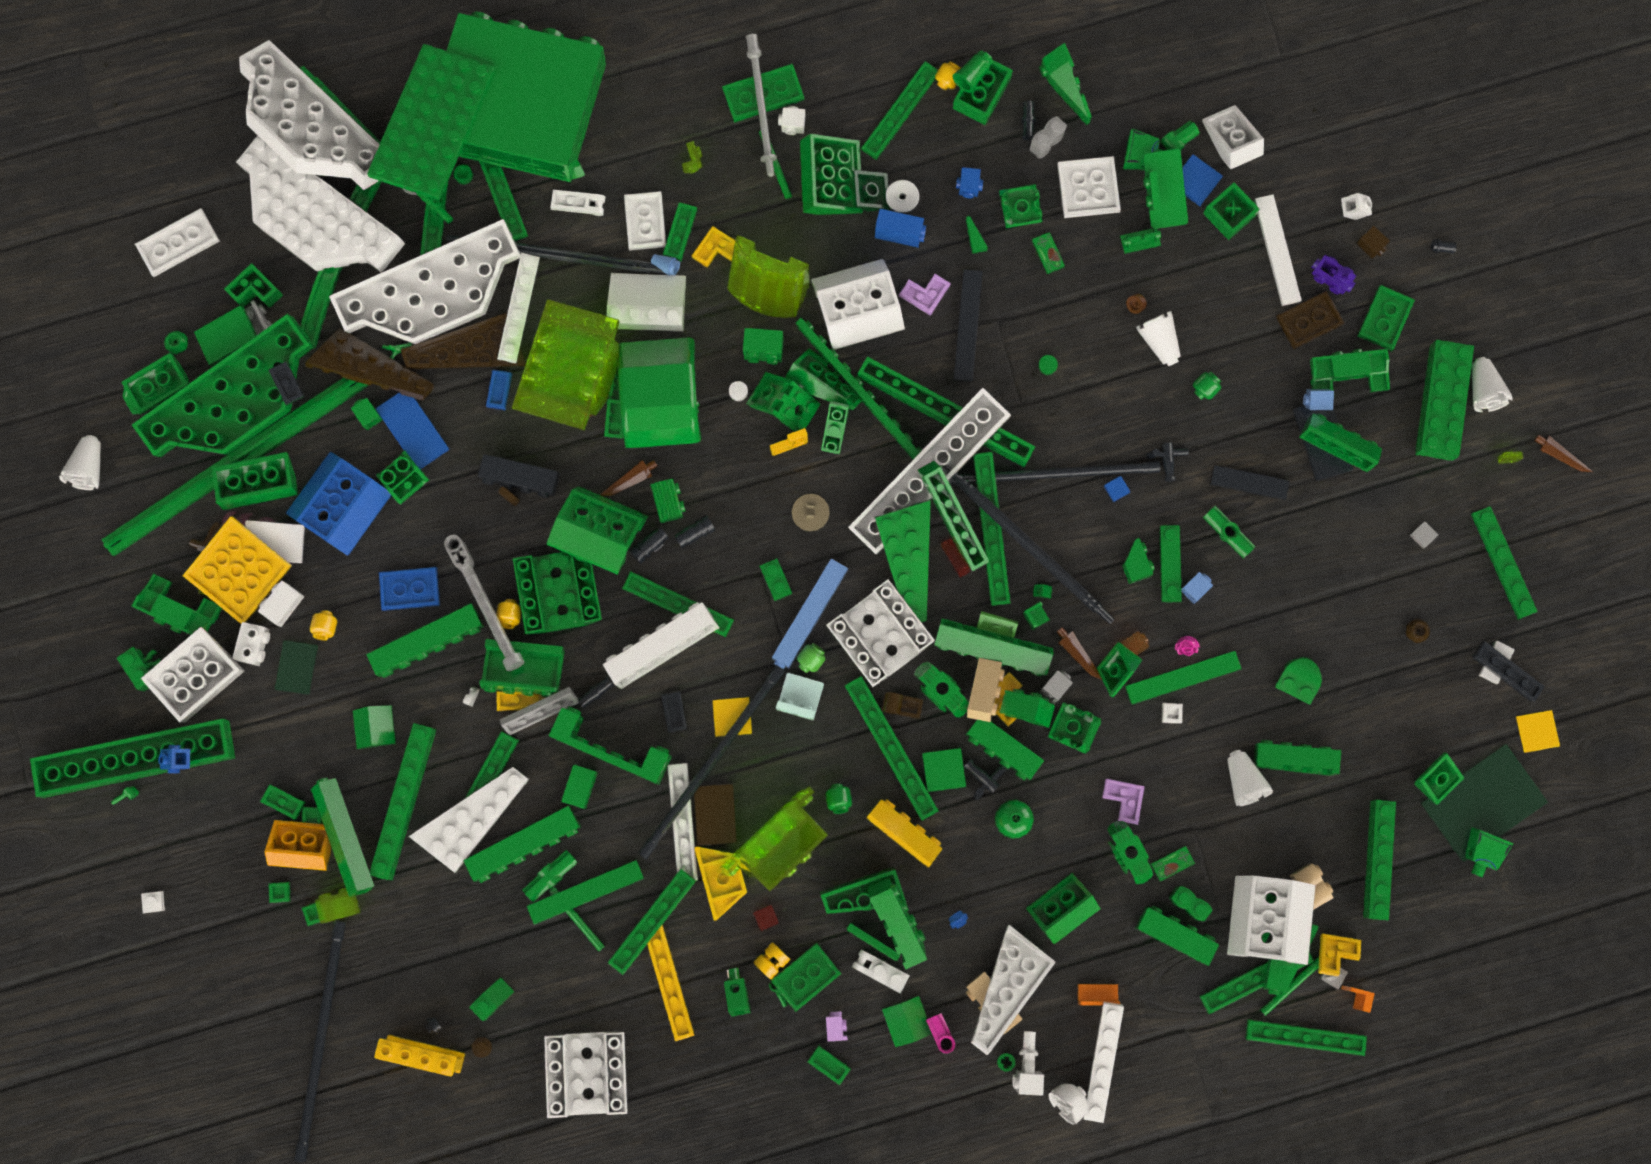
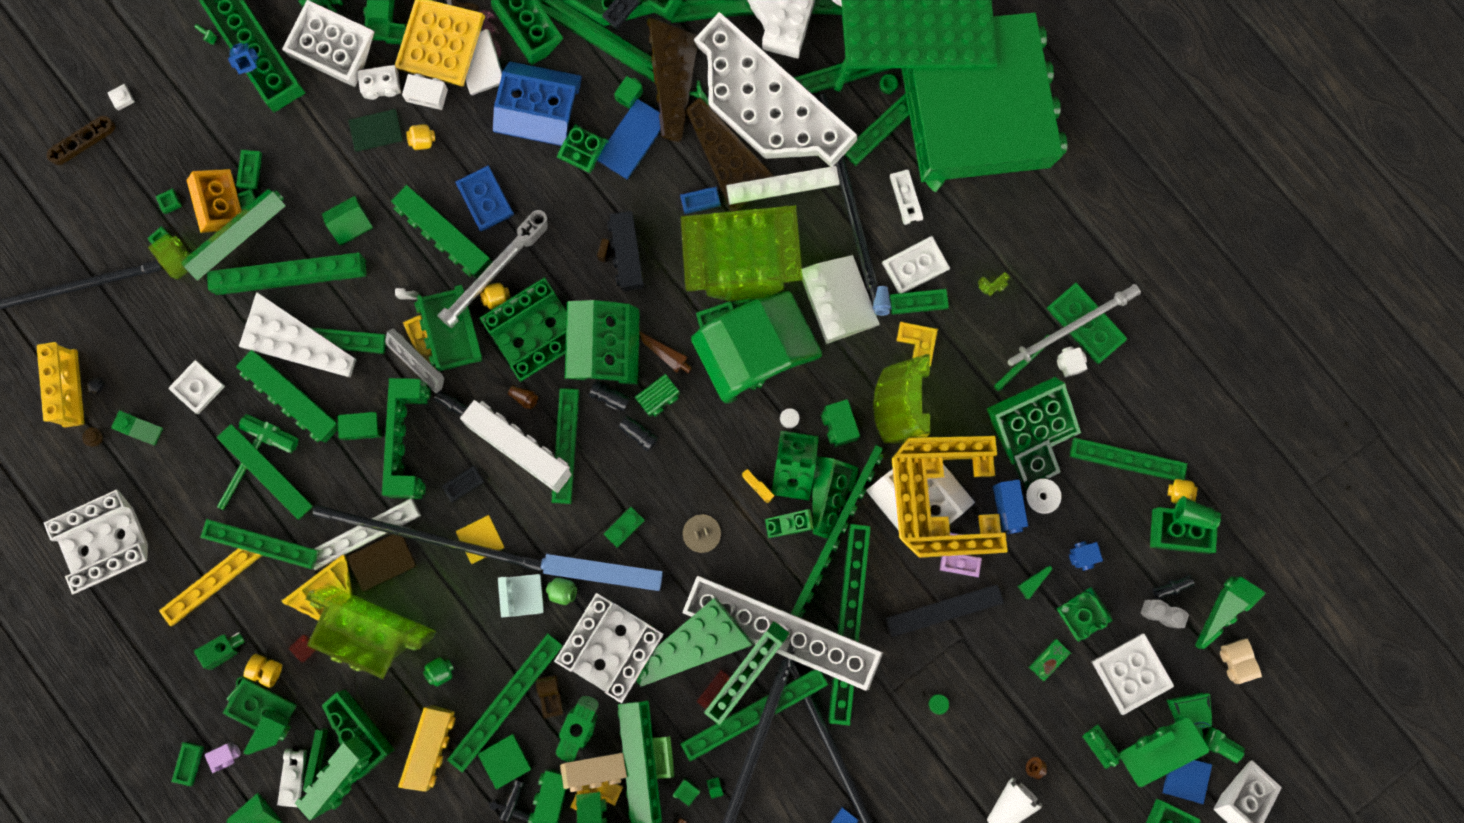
camera: 65 degrees right, 0 degrees up
(183, 956) = (82, 143): none -> dark brown beam
(476, 929) = (196, 387): none -> white plate
(616, 624) = (524, 397): none -> reddish brown cone
(828, 285) = (923, 460): none -> yellow slope
(832, 972) = (268, 732): none -> green slope
(1114, 91) = (1240, 661): none -> tan brick

